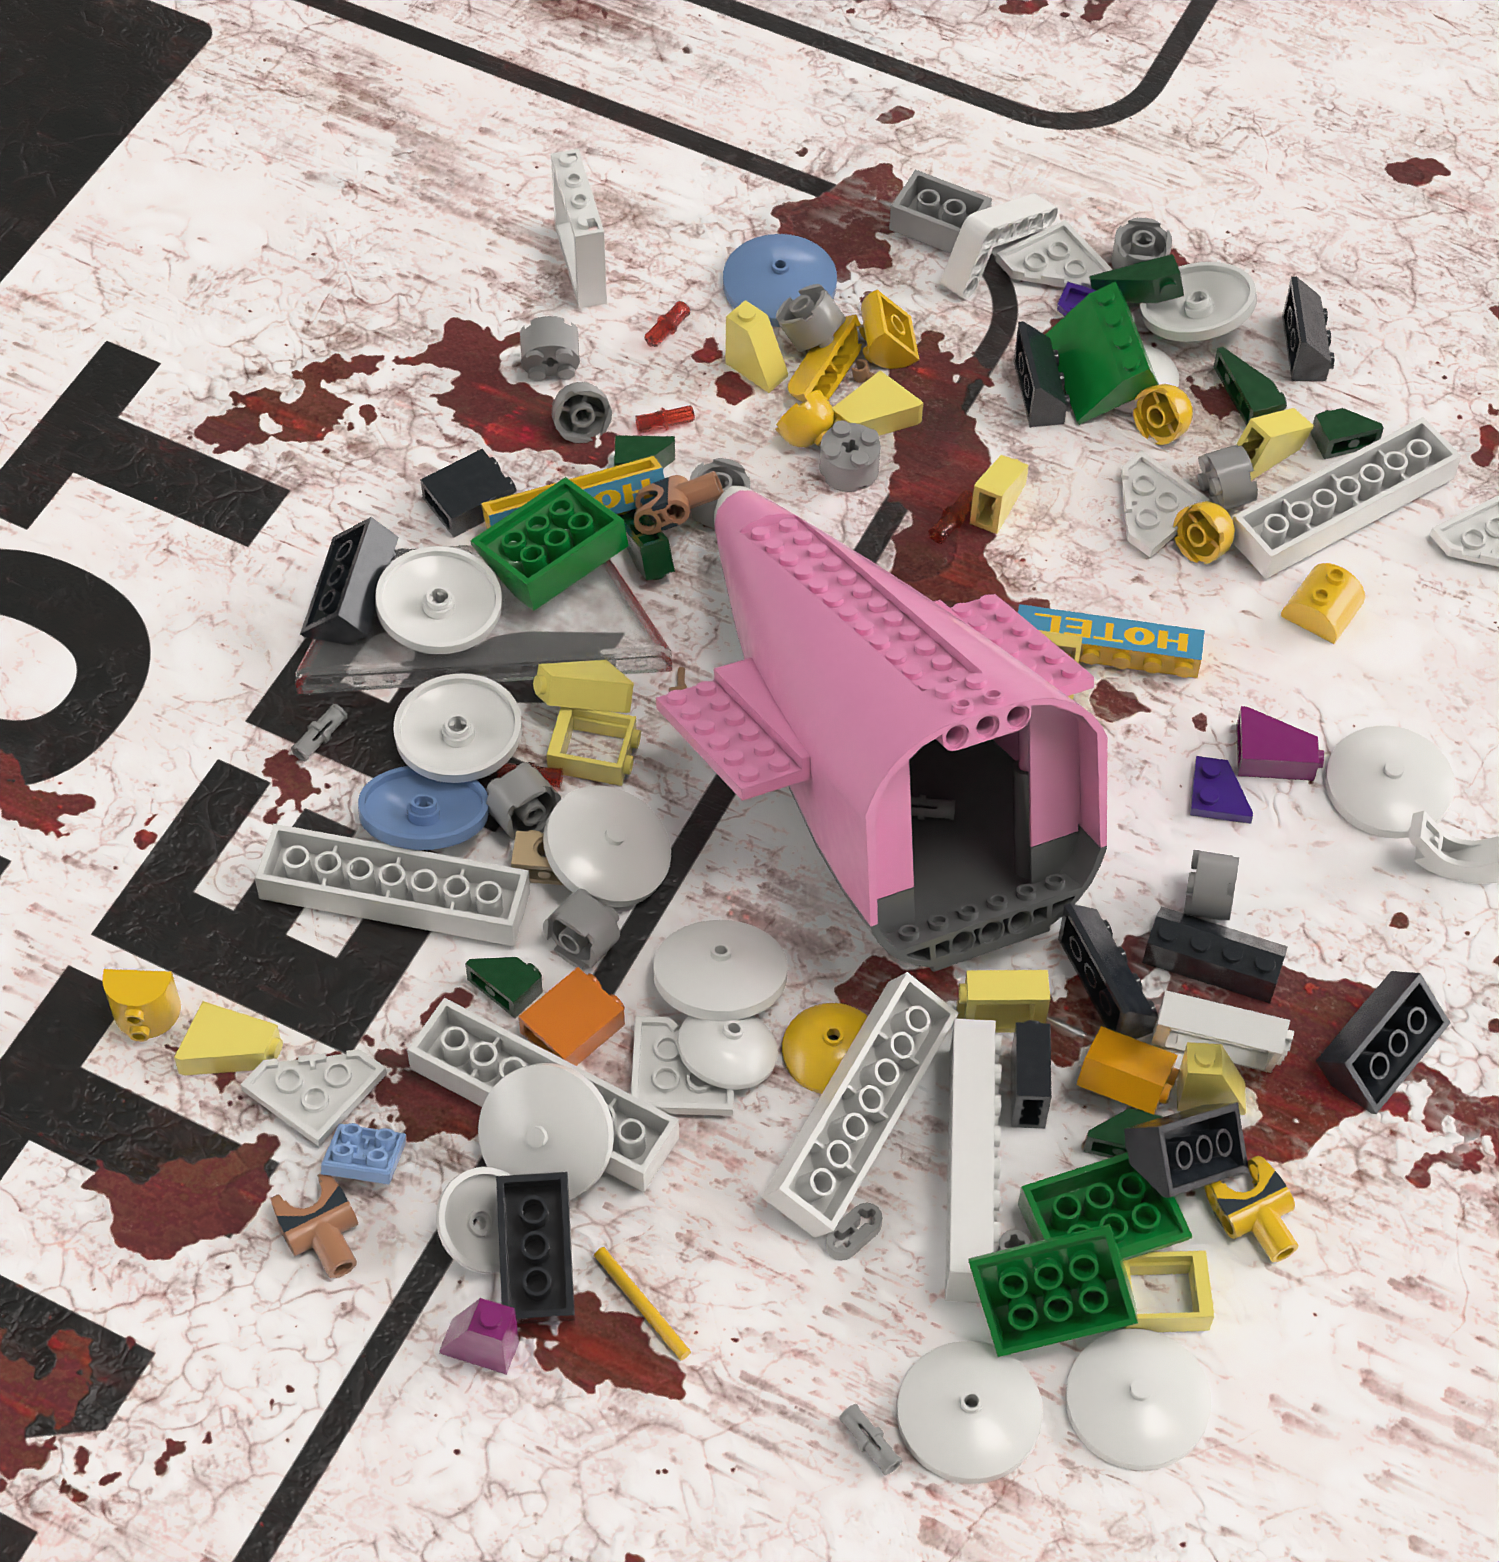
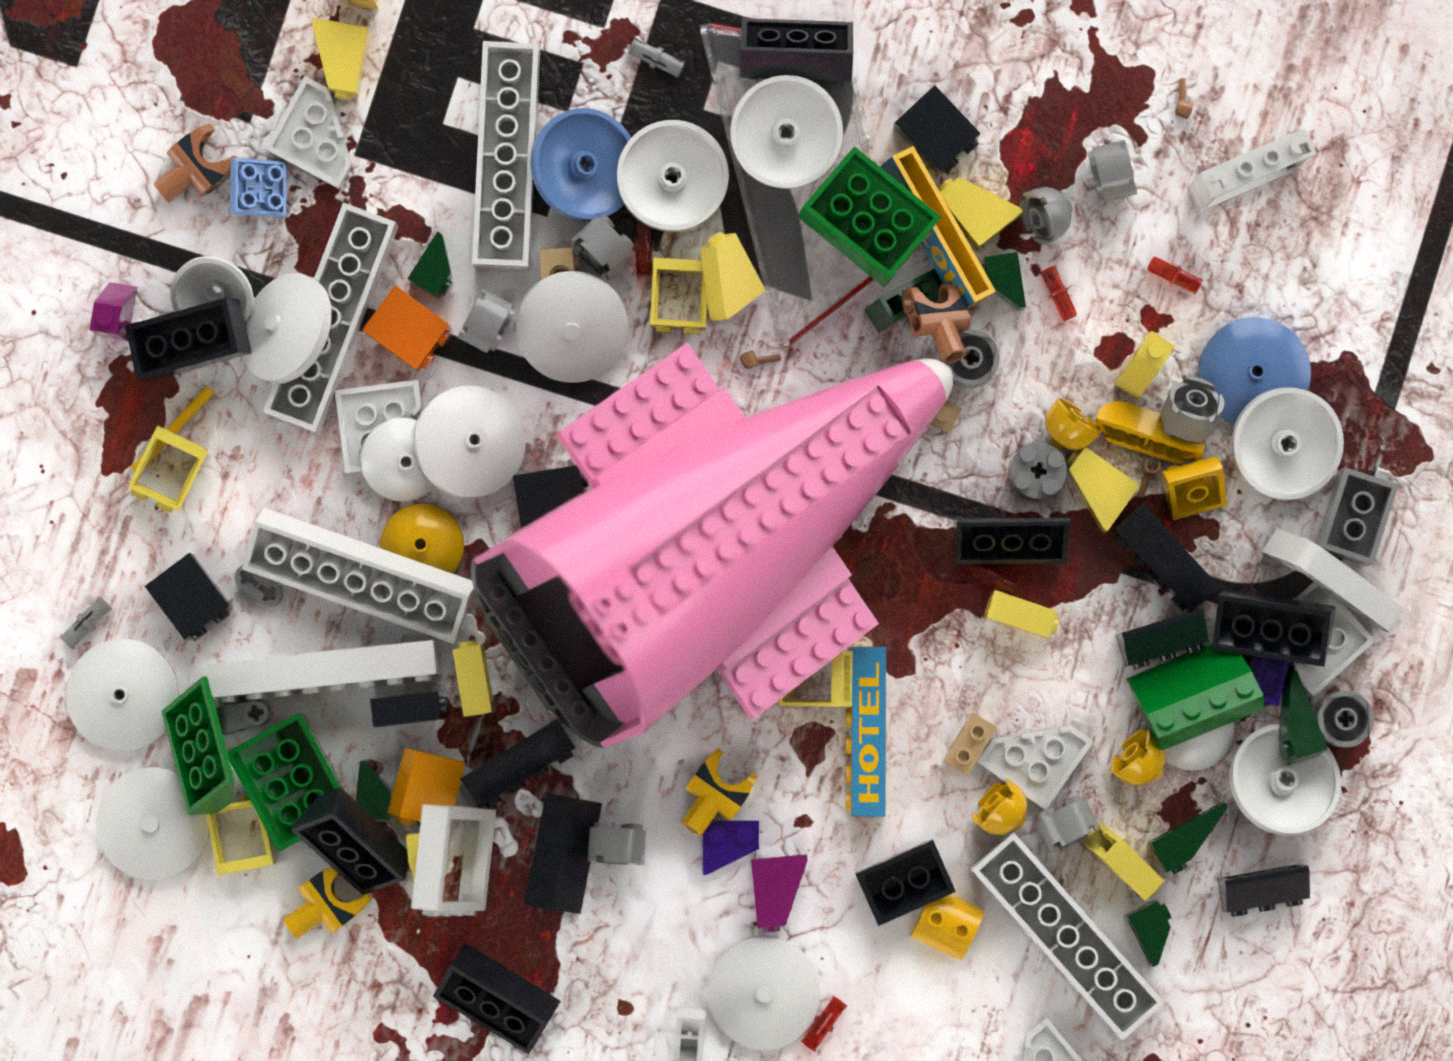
camera: 80 degrees right, 30 degrees up
(495, 297) = (1183, 108): none -> medium nougat hand
(566, 458) = (977, 210): none -> light yellow slope
(705, 1281) = (165, 502): none -> light yellow window
(801, 901) = (546, 490): none -> black brick
(857, 254) = (1311, 449): none -> white dish
(857, 1308) = (189, 597): none -> black brick
(920, 482) = (1011, 540): none -> black slope
(959, 359) = (1165, 559): none -> black slope
(1044, 280) = (1273, 627): none -> black slope
(1132, 553) = (969, 744): none -> tan brick
(1162, 787) = (714, 795): none -> yellow connector
(1276, 625) = (905, 882): none -> black slope
(1428, 727) = (835, 1007): none -> clear red pin

